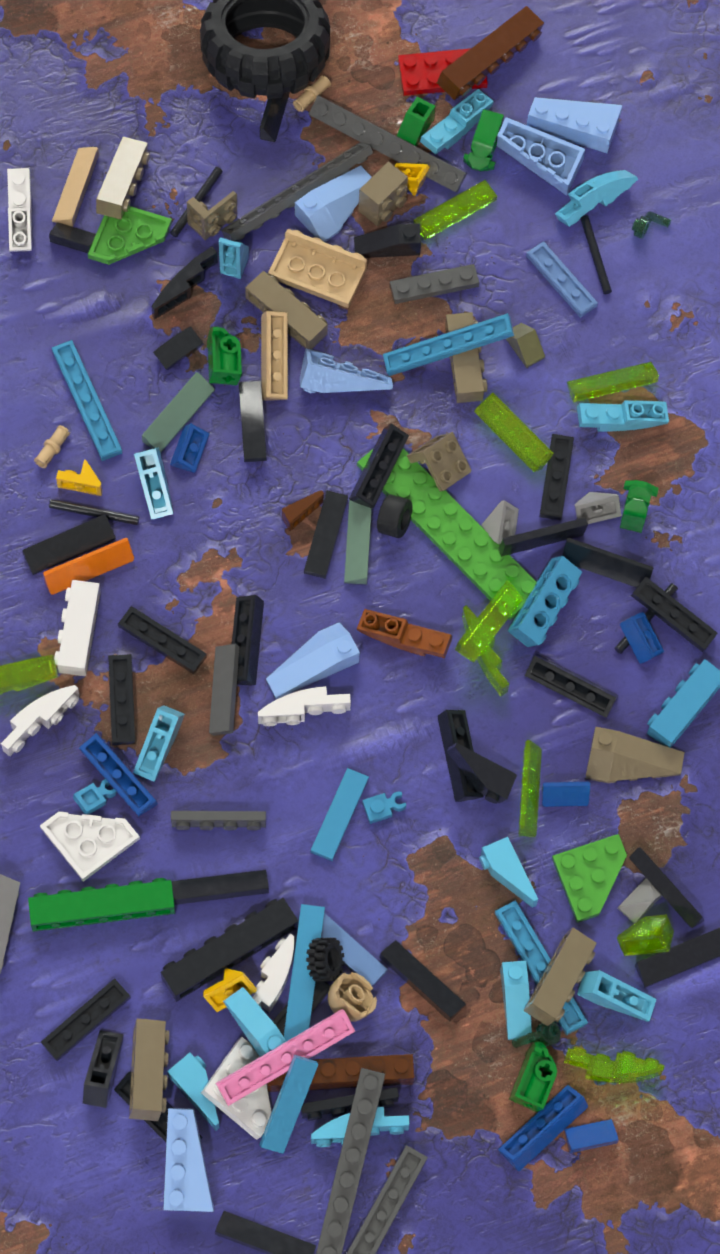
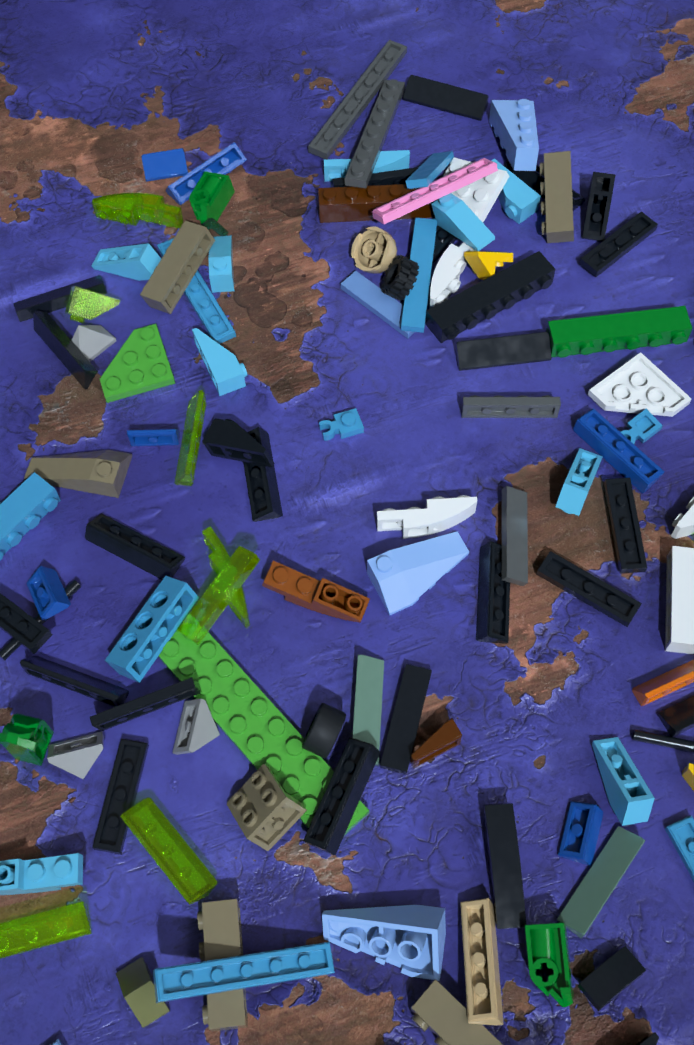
camera: 175 degrees left, 5 degrees down
(339, 814) = (386, 418): dark azure tile -> none
(422, 980) = (308, 277): black slope -> none

